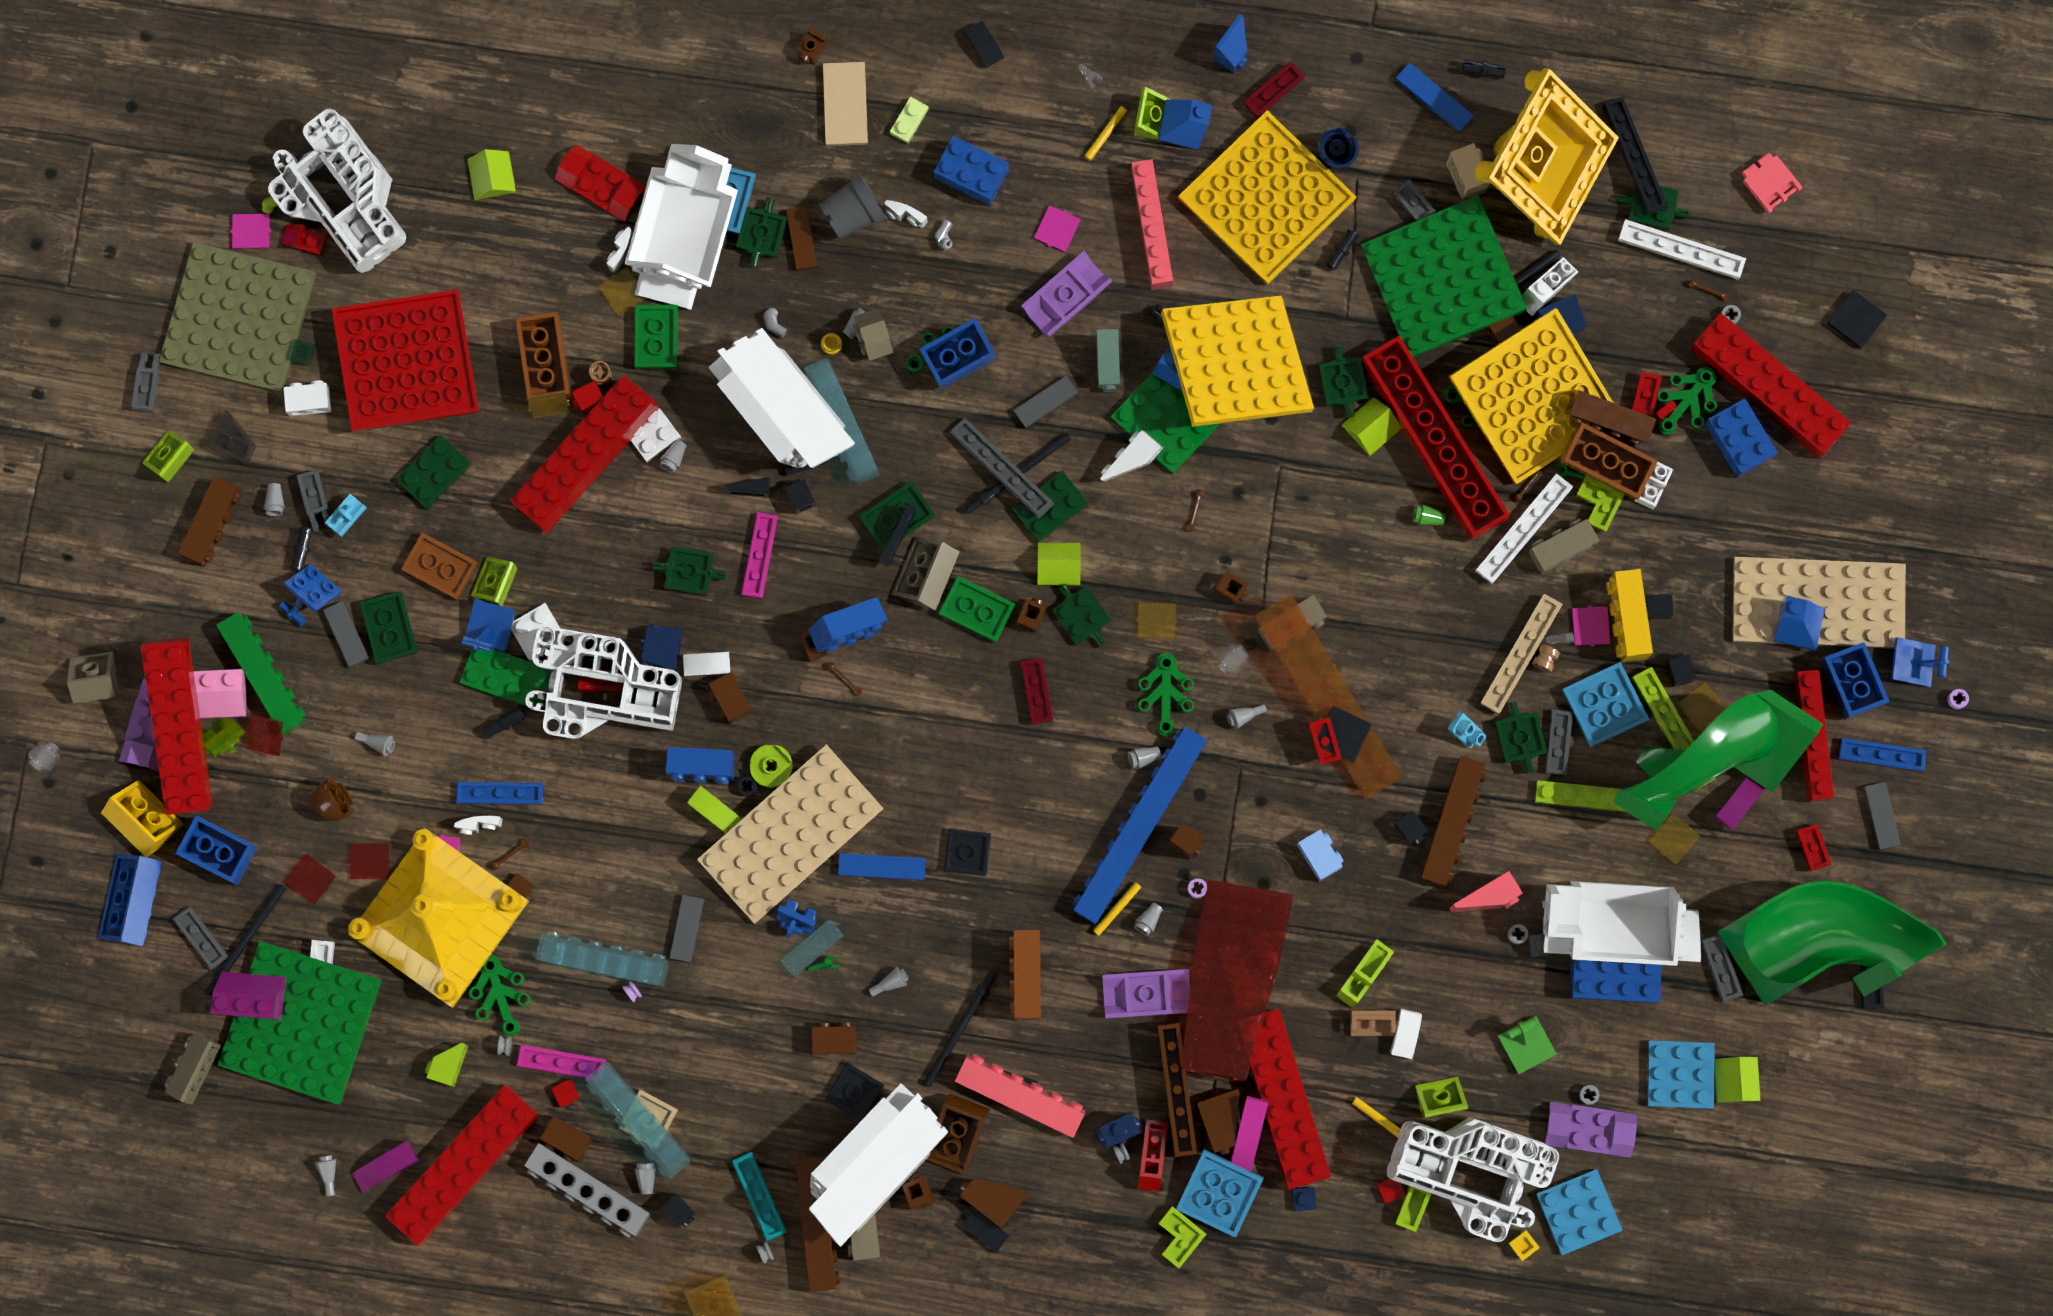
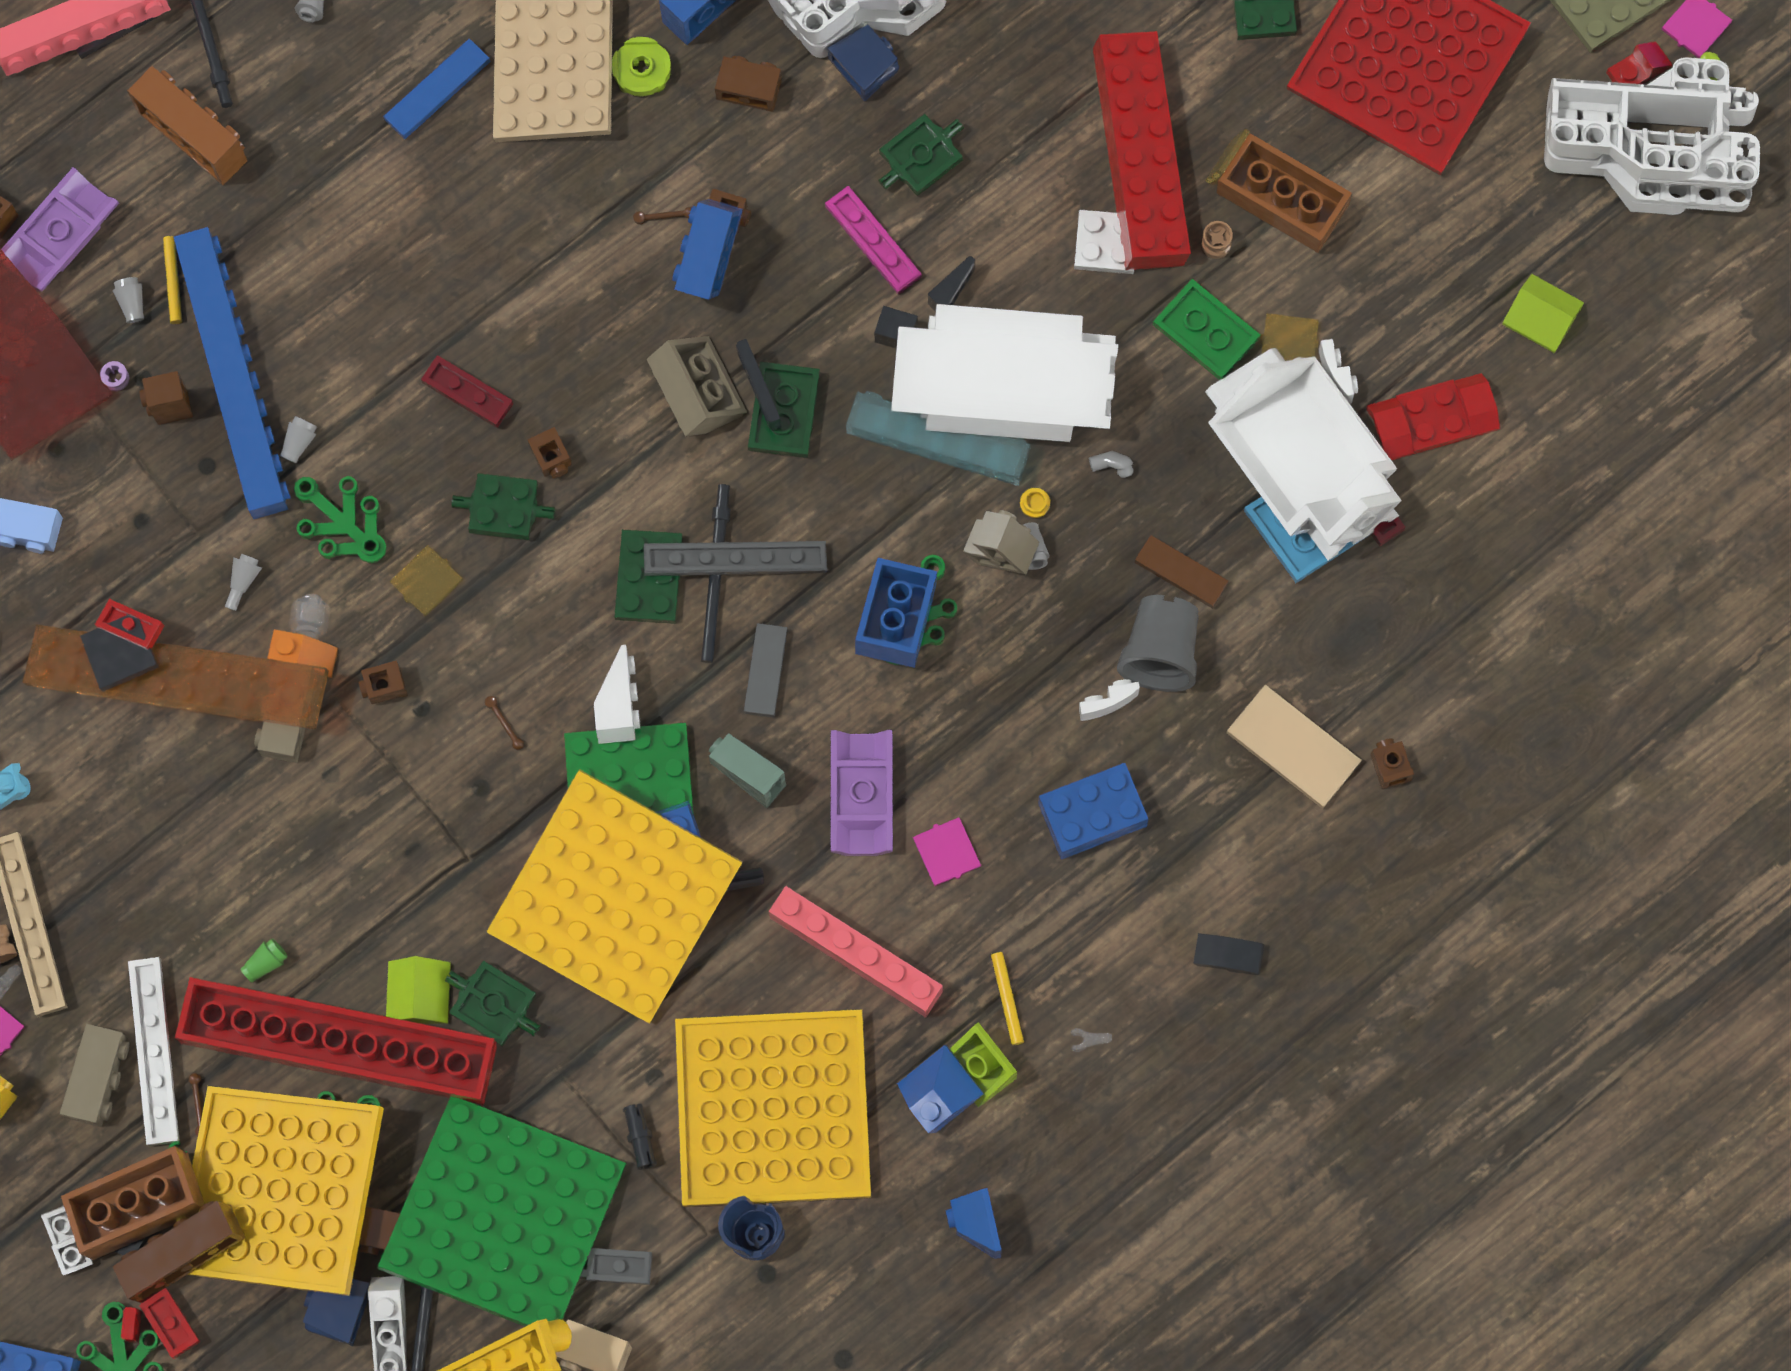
camera: 135 degrees right, 5 degrees down
(587, 397) = (1201, 204): red brick -> none
(673, 456) = (1058, 238): light grey cone -> none
(706, 663) = (805, 90): white slope -> none
(754, 786) = (643, 18): black bush -> none
(761, 232) = (1224, 533): dark green plate -> none
(909, 120) = (1213, 799): yellowish green plate -> none
(942, 235) = (1049, 720): light grey arm -> none
(967, 852) = (371, 184): black tile -> none
(977, 609) = (609, 405): green plate -> none
(1059, 564) = (581, 532): lime slope -> none
(1255, 644) = (302, 650): none -> orange slope
(1274, 90) = (888, 1227): dark red plate -> none
(1605, 501) = (91, 1156): lime plate -> none

